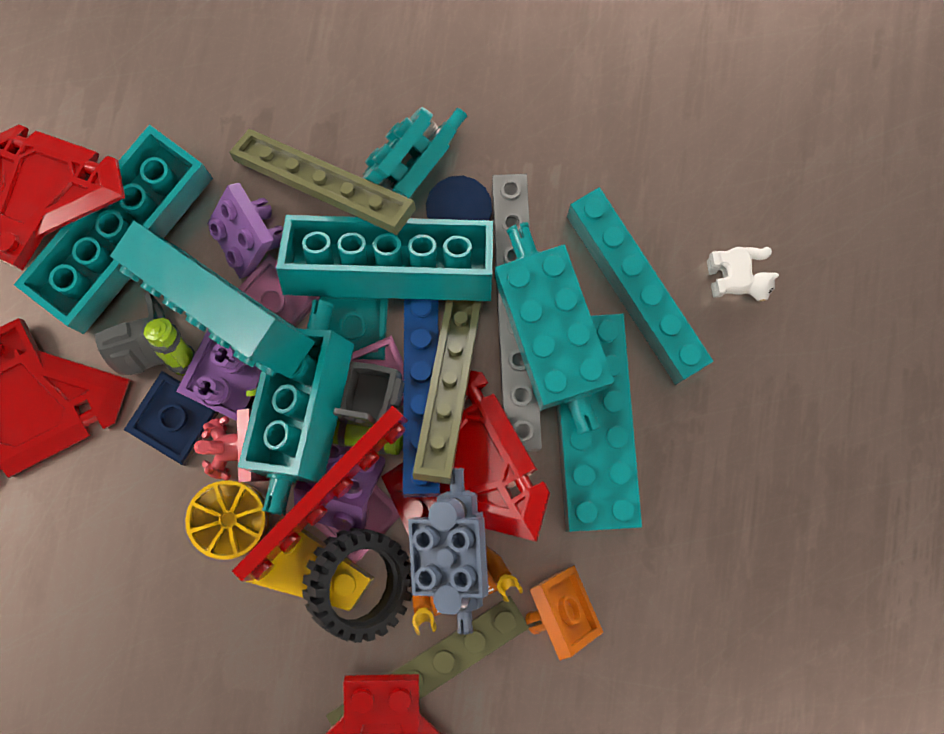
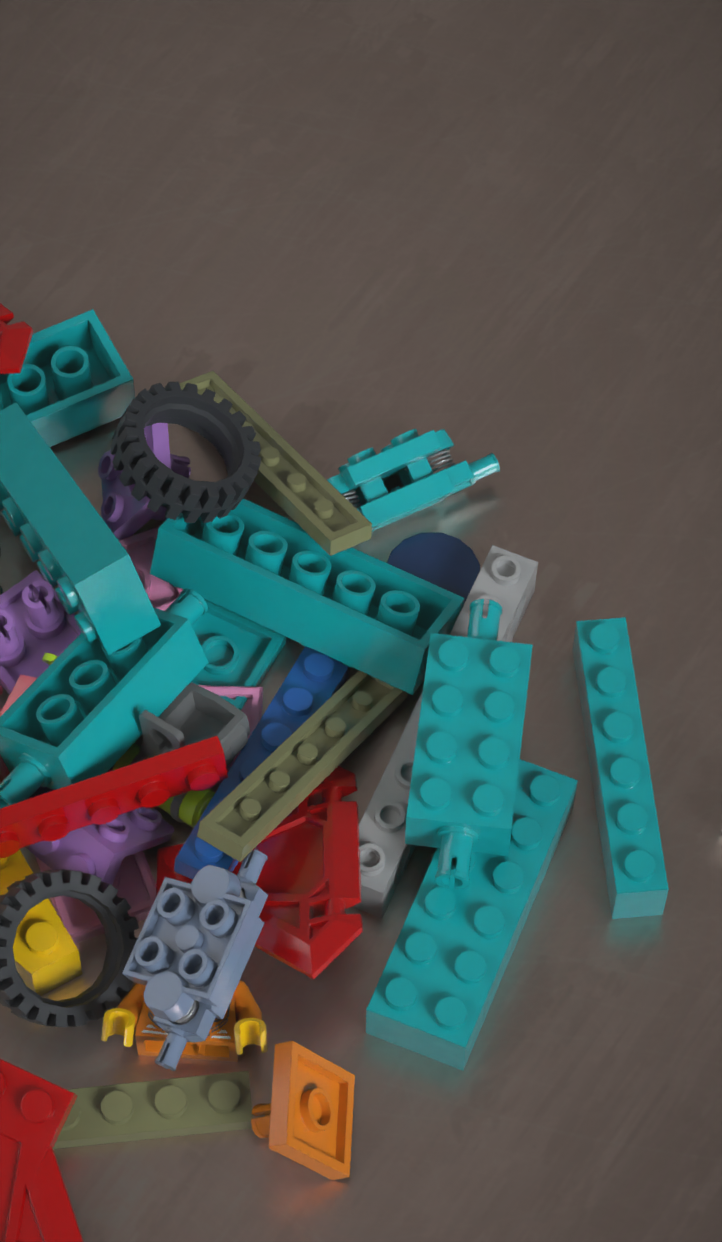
camera: 25 degrees right, 20 degrees down
(274, 174) = (158, 481): none -> black tyre

